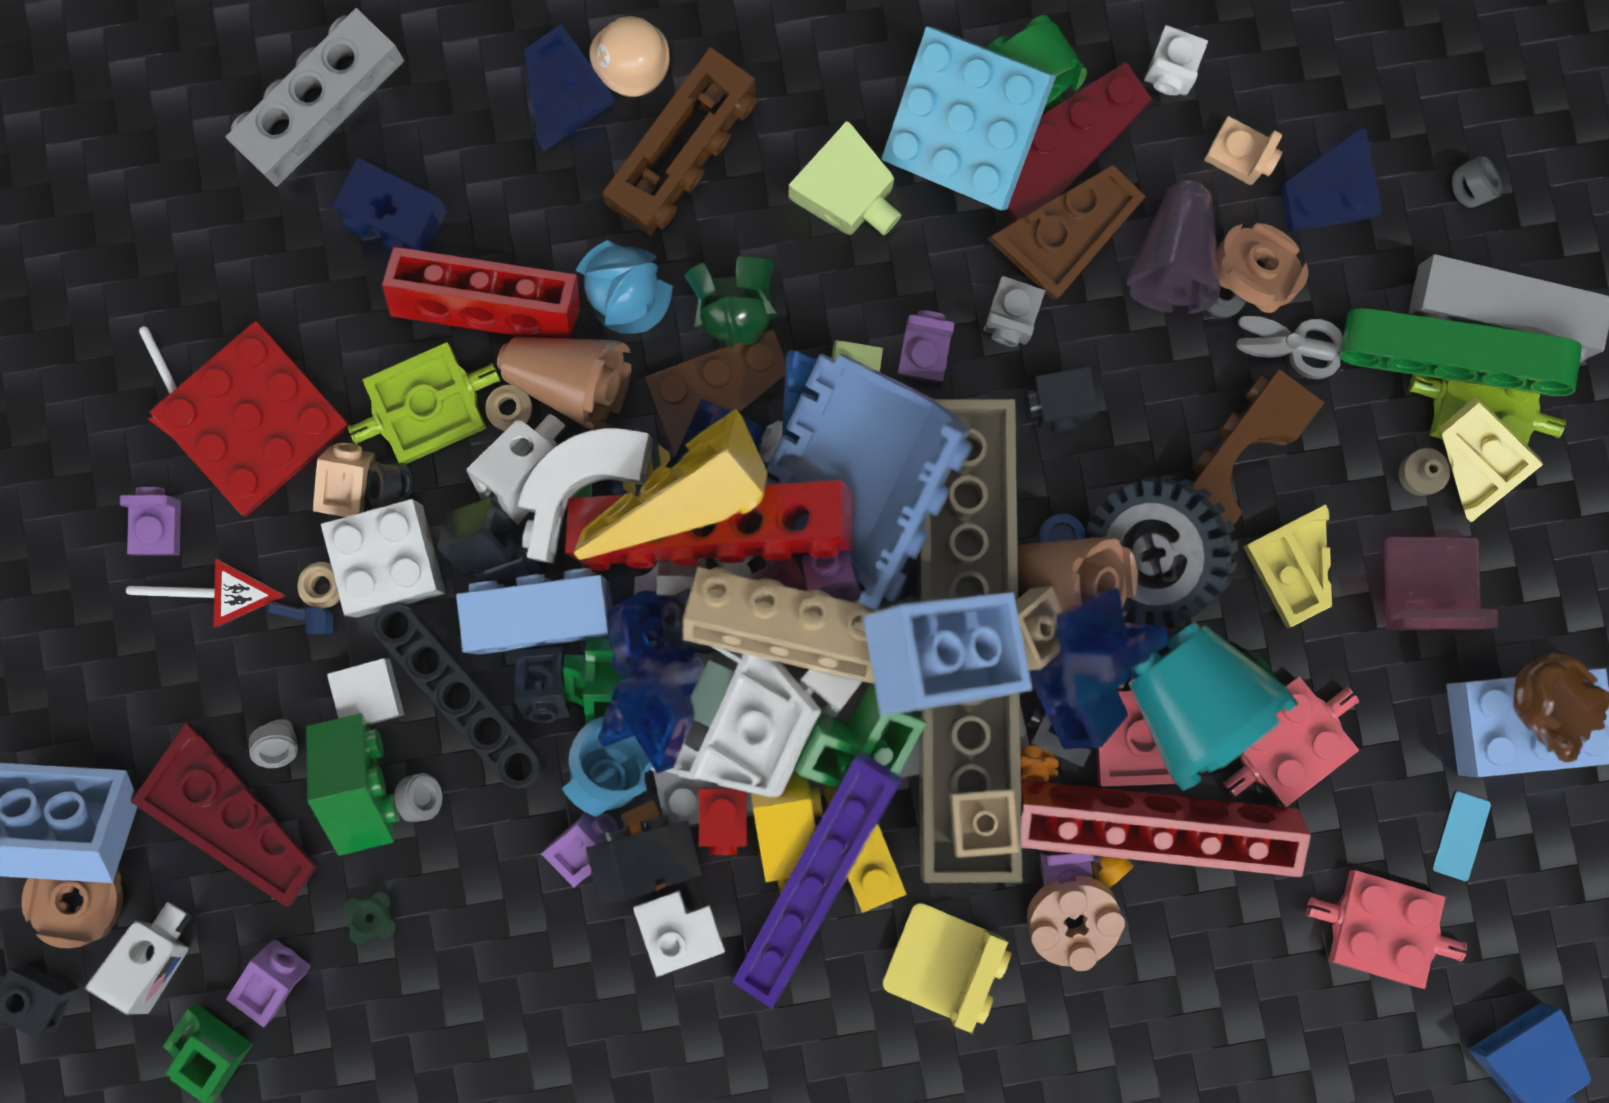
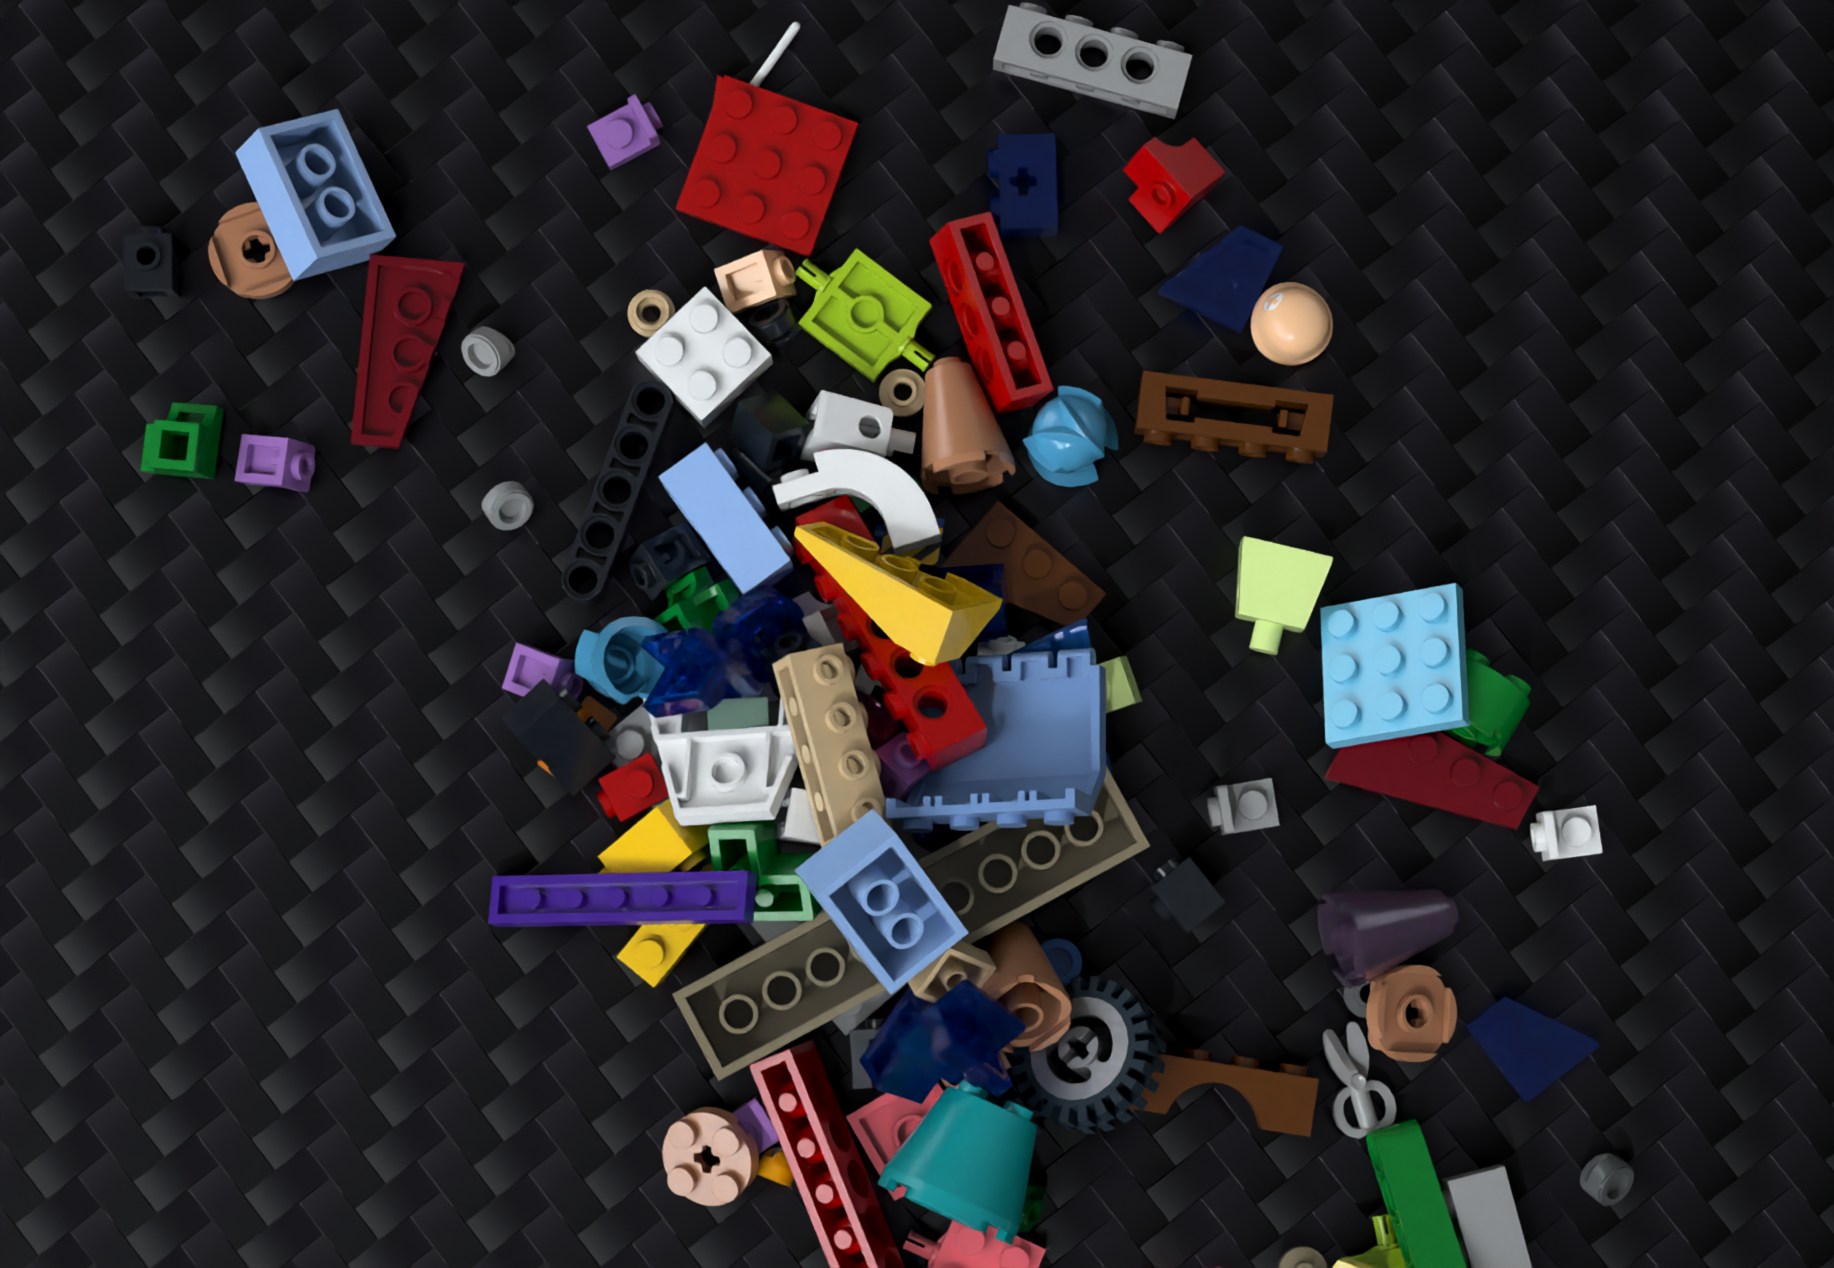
camera: 70 degrees right, 0 degrees up
(128, 976) = (217, 342): white torso -> none
(233, 593) = (604, 237): piece -> none
(316, 619) = (617, 327): dark blue hand -> none
(348, 784) = (487, 438): green brick -> none
(359, 927) = (378, 507): clear green plate -> none
(367, 690) = (574, 407): white piece -> none
(452, 86) = (1170, 180): none -> red brick
(676, 934) = (509, 802): white brick -> none
(734, 306) = (1106, 546): dark green helmet -> none
(925, 347) = (1165, 743): medium lavender bracket -> none
(946, 965) = (609, 1060): light yellow bracket -> none
(984, 823) = (752, 1017): tan piece -> none
(1037, 764) = (833, 1046): orange plate -> none
(1069, 230) = (1348, 818): reddish brown wing -> none
(1244, 151) = (1515, 942): light nougat bracket -> none
(1295, 566) = (1147, 1193): light yellow wing -> none

